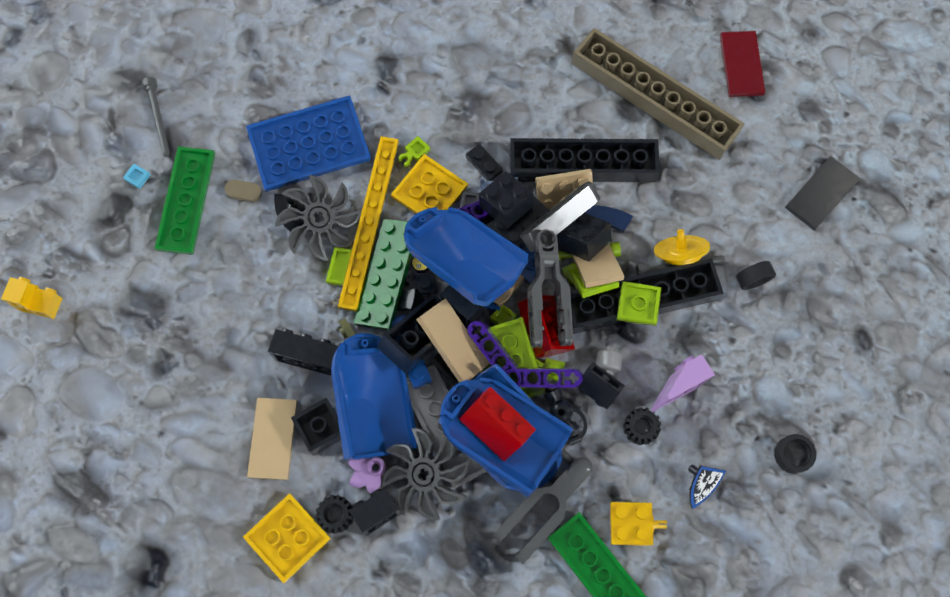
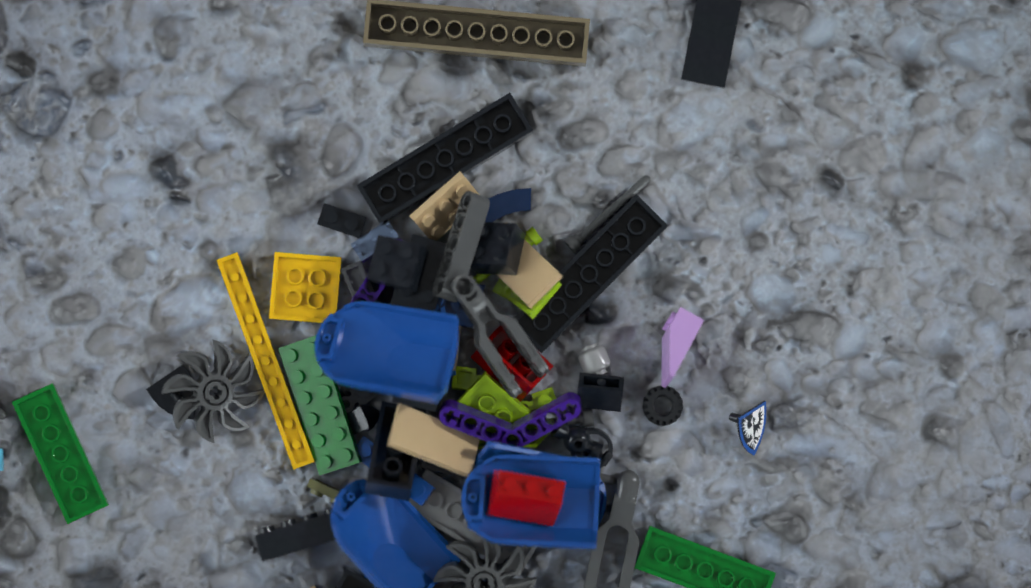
camera: 30 degrees left, 15 degrees up
(243, 190) = (112, 406): dark tan tile -> none
(308, 143) = (144, 313): blue plate -> none
(338, 266) = (265, 425): lime tile -> none
(414, 150) = (262, 250): lime plate -> none
(633, 524) = (706, 505): yellow plate -> none
(639, 303) = (591, 289): lime tile -> none
(682, 249) = (600, 199): yellow piece -> none
(756, 275) = (690, 182): black tyre -> none
(806, 444) = (805, 345): black tyre -> none

